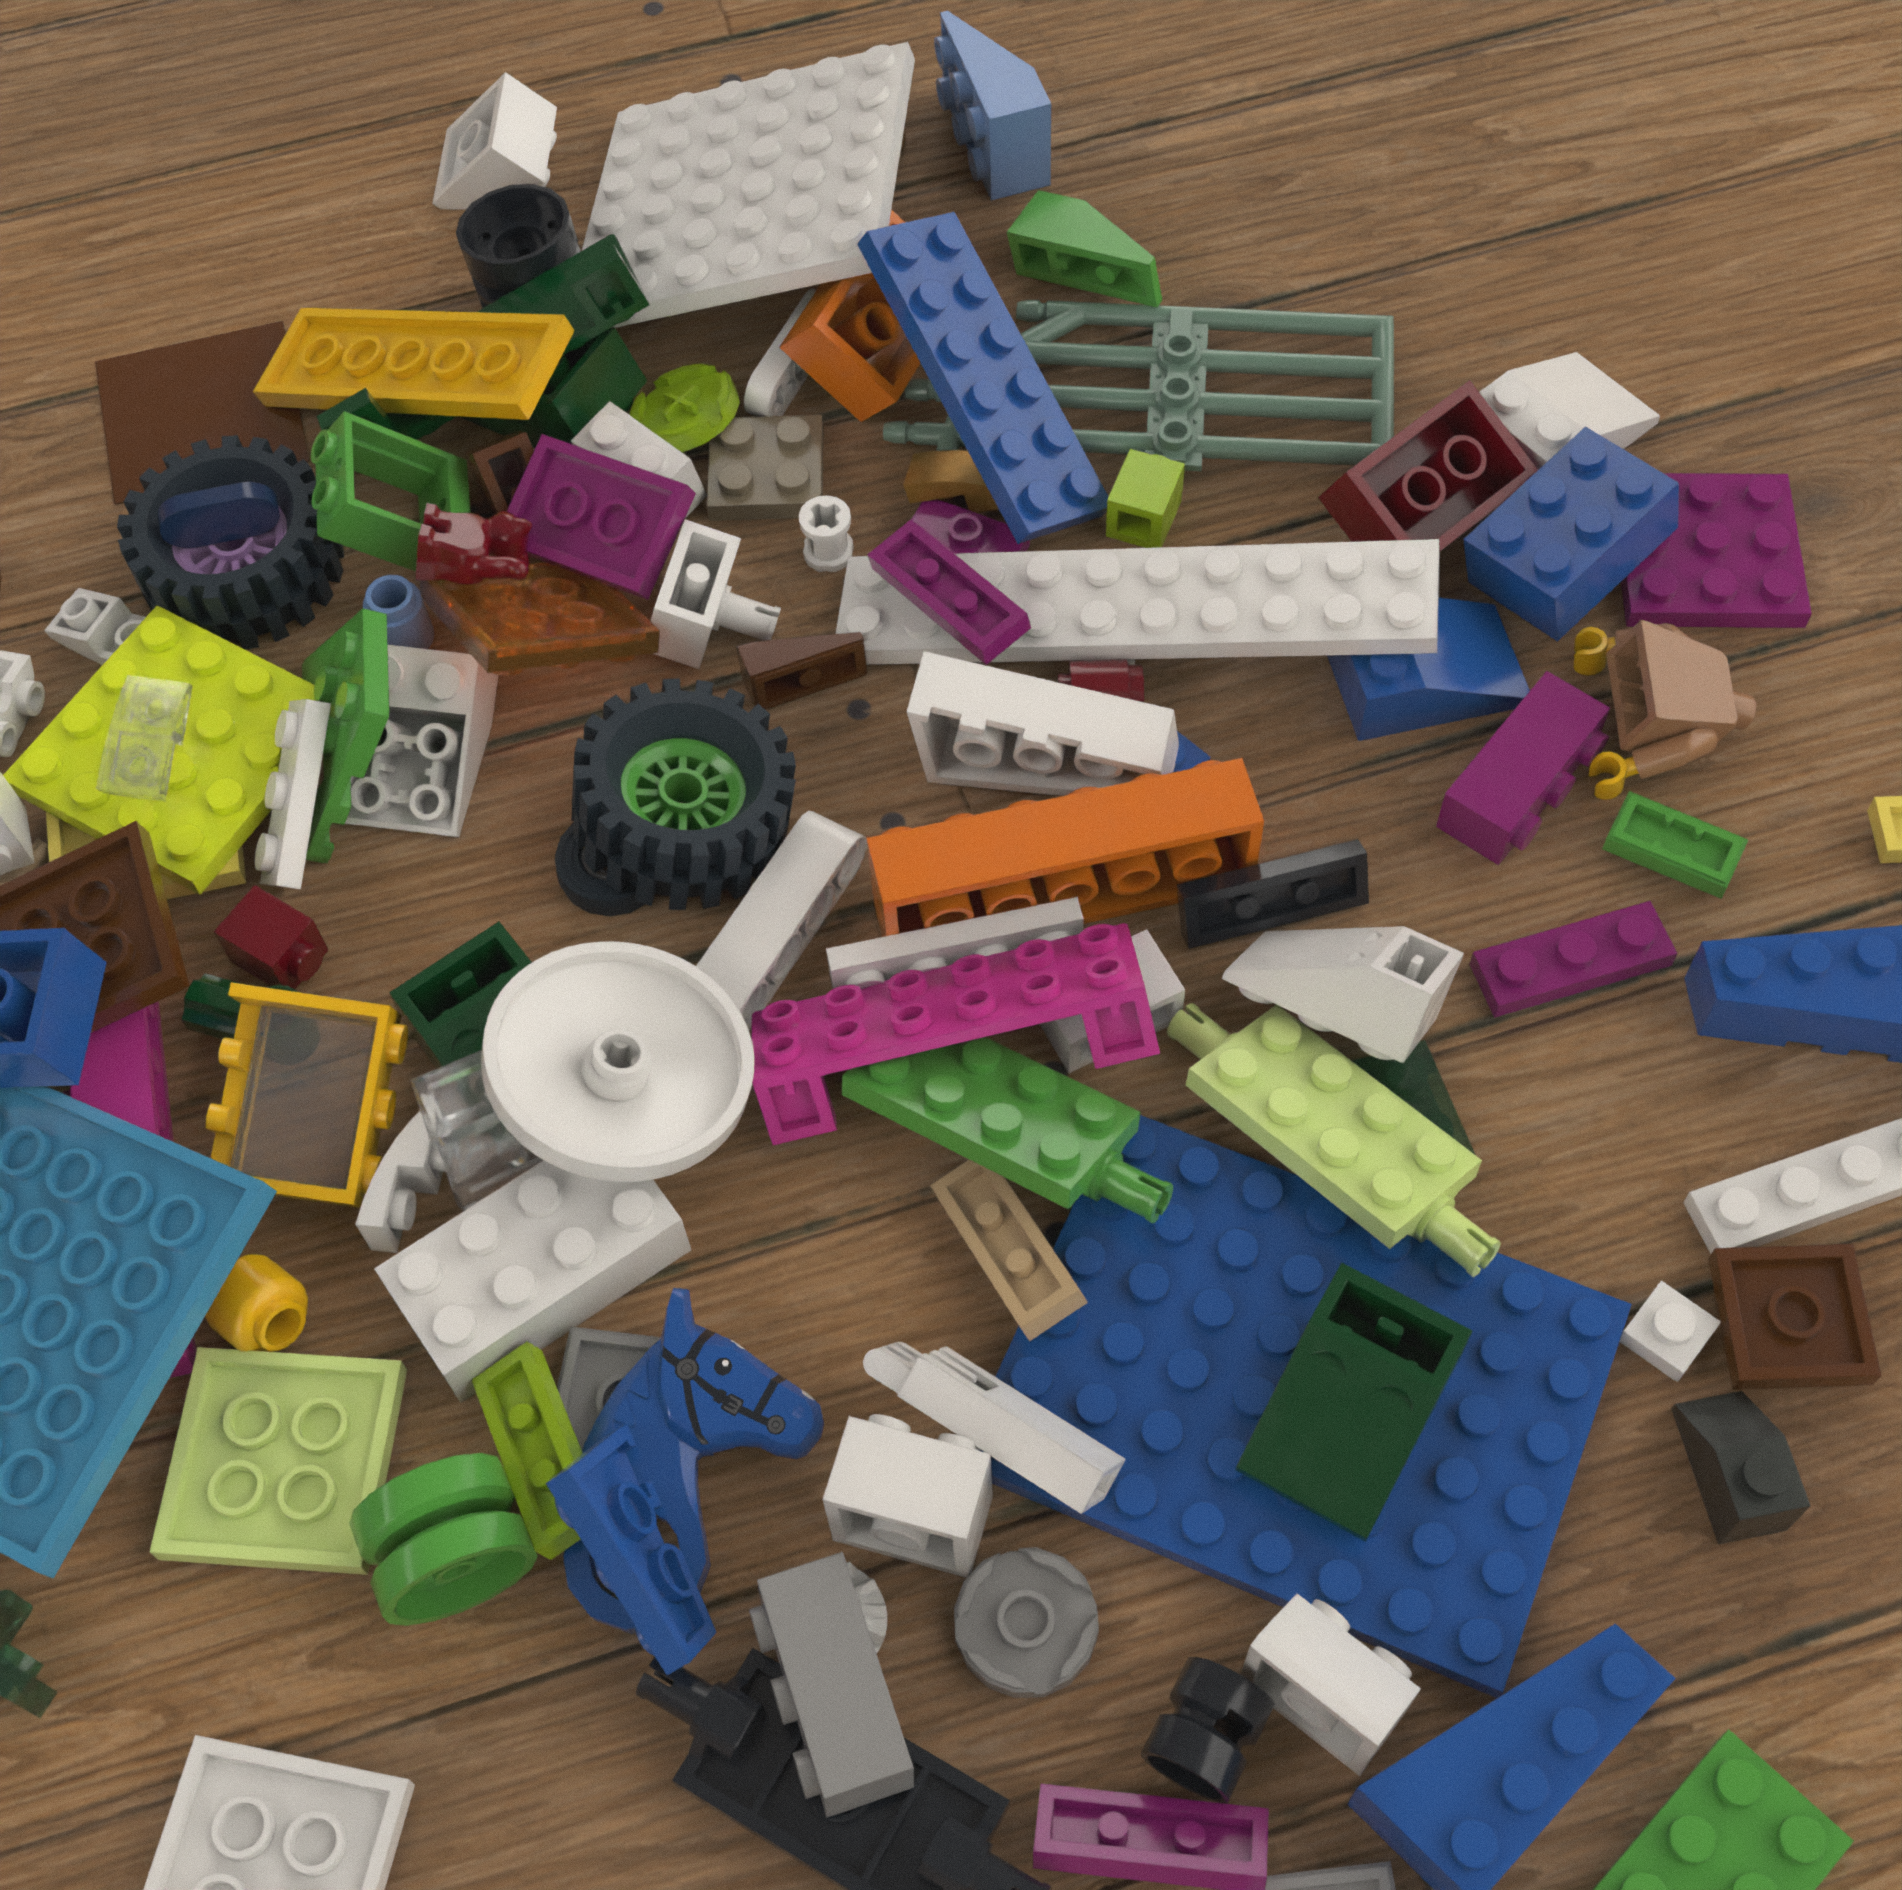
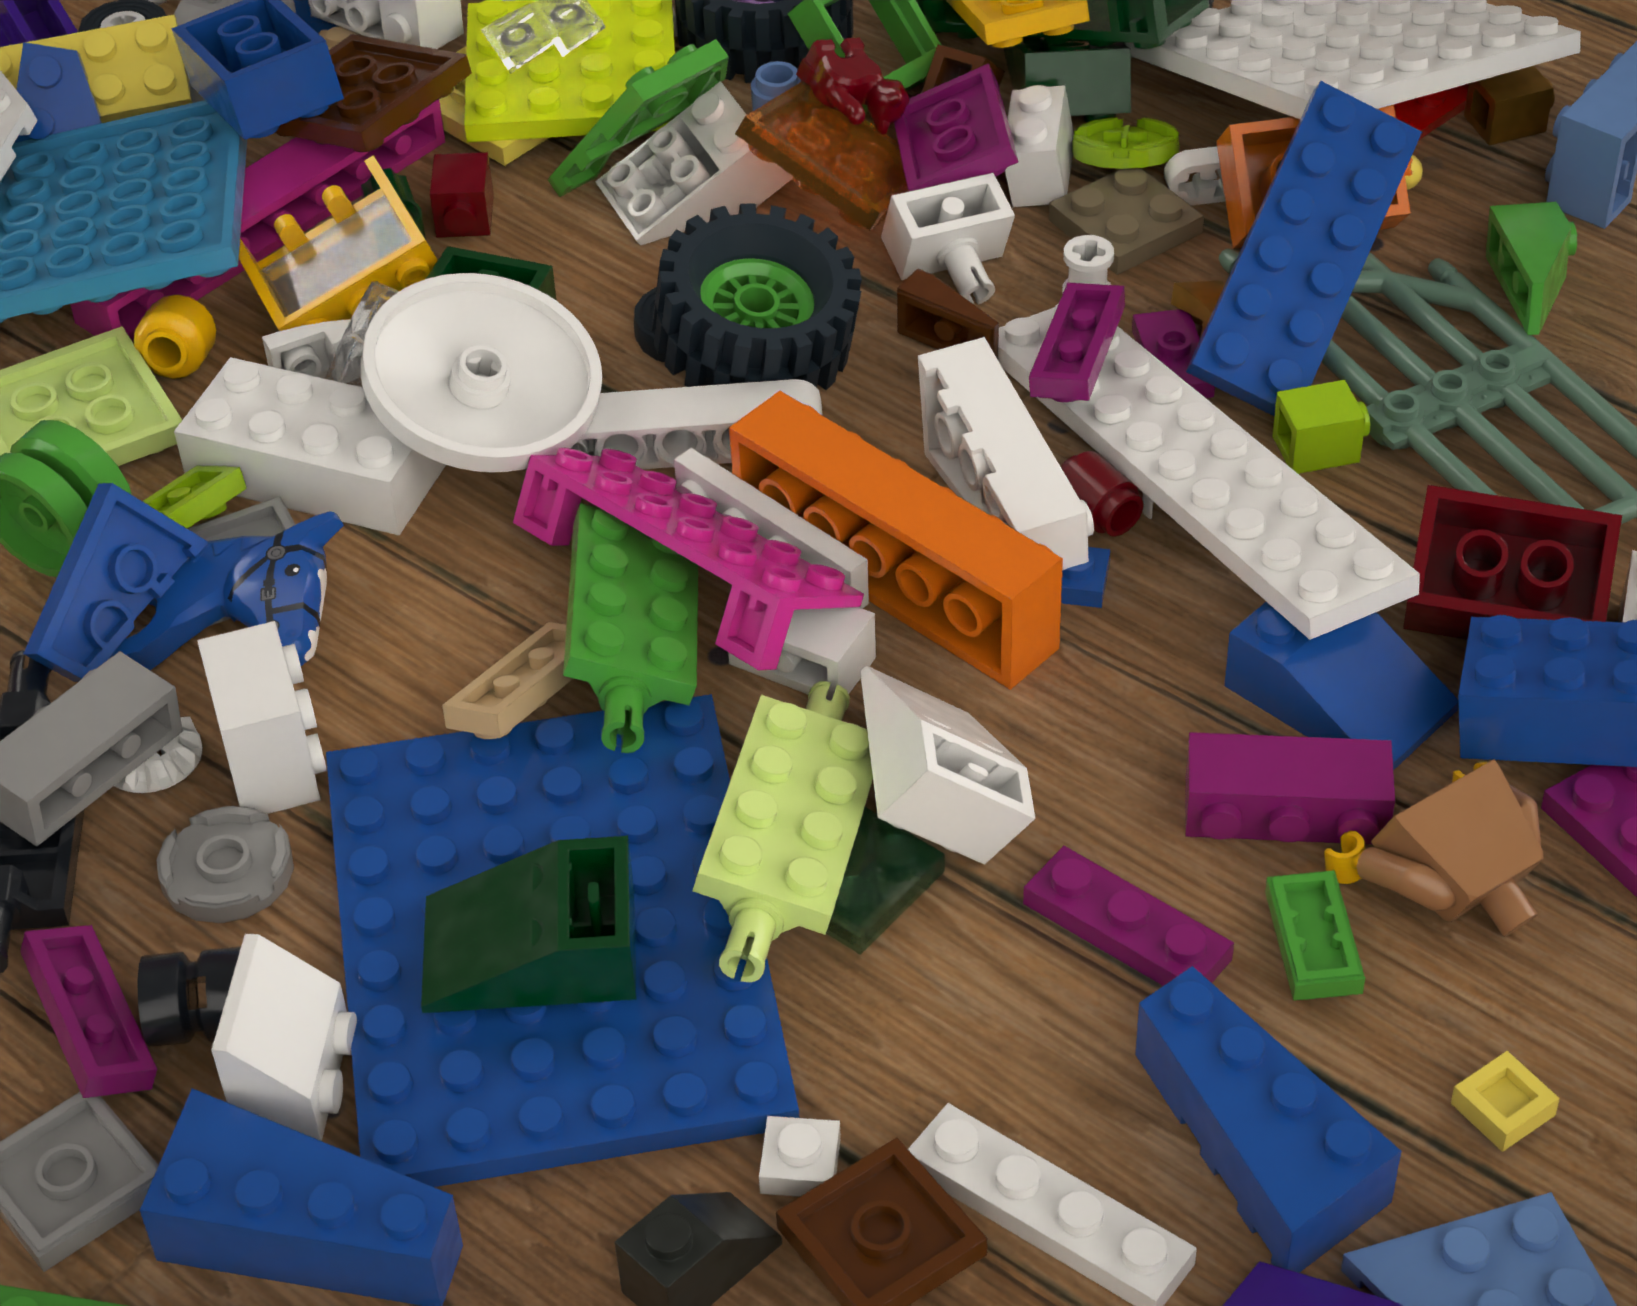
camera: 55 degrees right, 15 degrees down
(292, 793) = (570, 123): white plate -> none
(999, 1421) = (350, 733): white hinge -> none
(1273, 893) = (998, 688): black plate -> none

